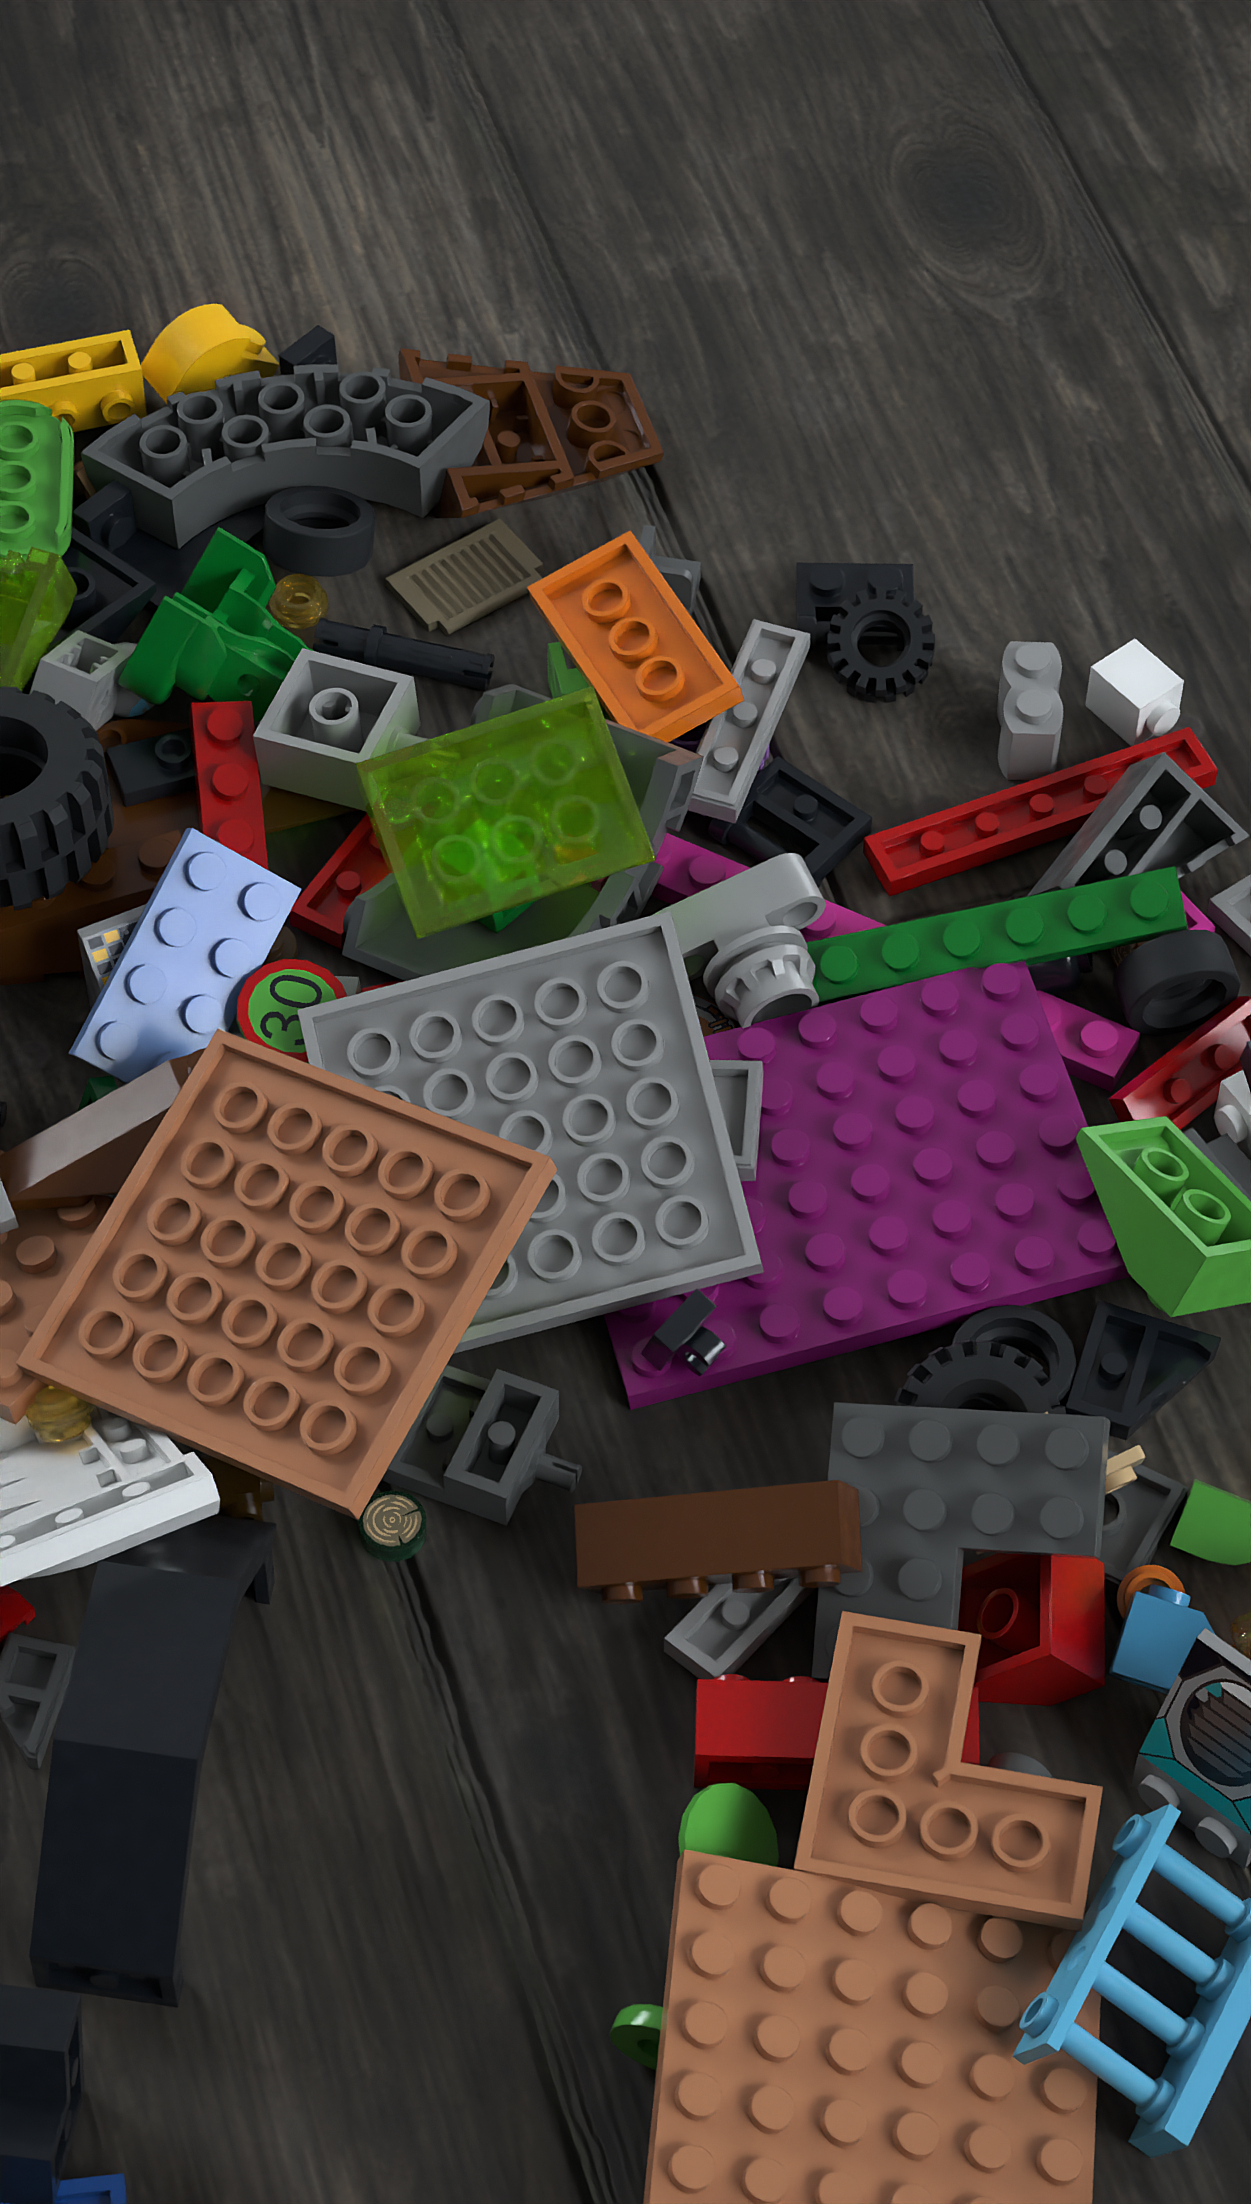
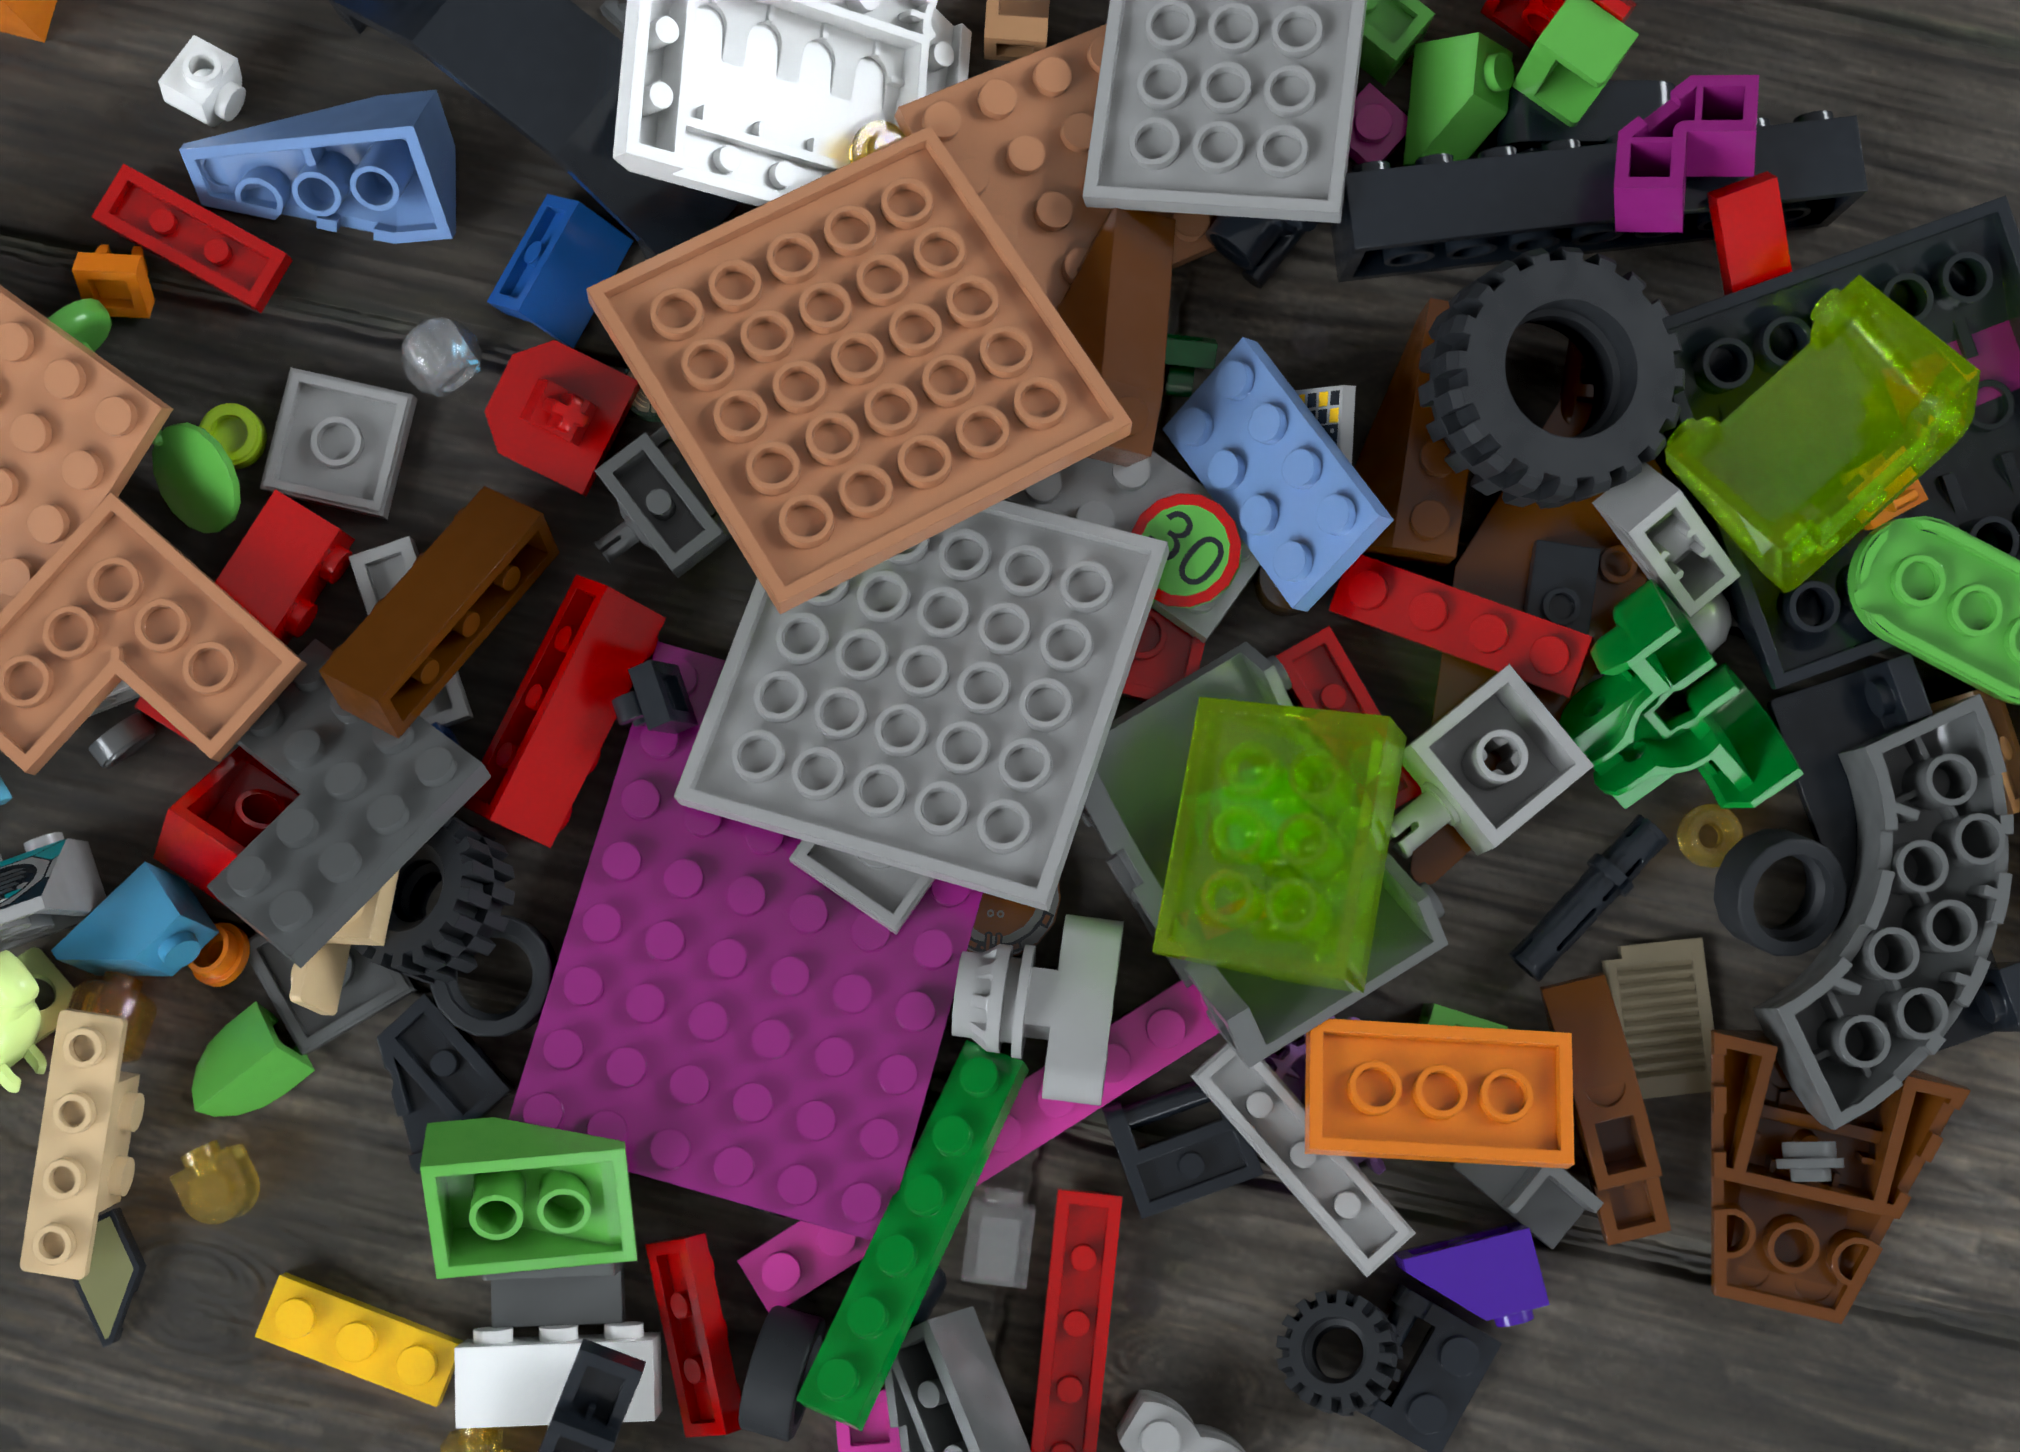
camera: 115 degrees right, 30 degrees up
(318, 1869) = (355, 165): none -> medium blue wedge
(324, 1663) = (554, 265): none -> blue panel
(325, 2069) = (204, 83): none -> white plate
(466, 1575) = (559, 412): none -> red piece
(474, 1704) = (440, 356): none -> clear piece
(491, 2000) = (192, 238): none -> red plate
(502, 605) = (1609, 1110): none -> reddish brown slope
(520, 424) = (1809, 1160): none -> dark grey plate
(584, 2040) = (115, 281): none -> orange tile
(612, 1766) = (339, 443): none -> light grey tile
(655, 1863) = (238, 432): none -> lime tile
(727, 1420) = (564, 710): none -> red brick
(743, 584) = (1484, 1272): none -> dark purple slope
(958, 887) = (998, 1239): none -> clear brick

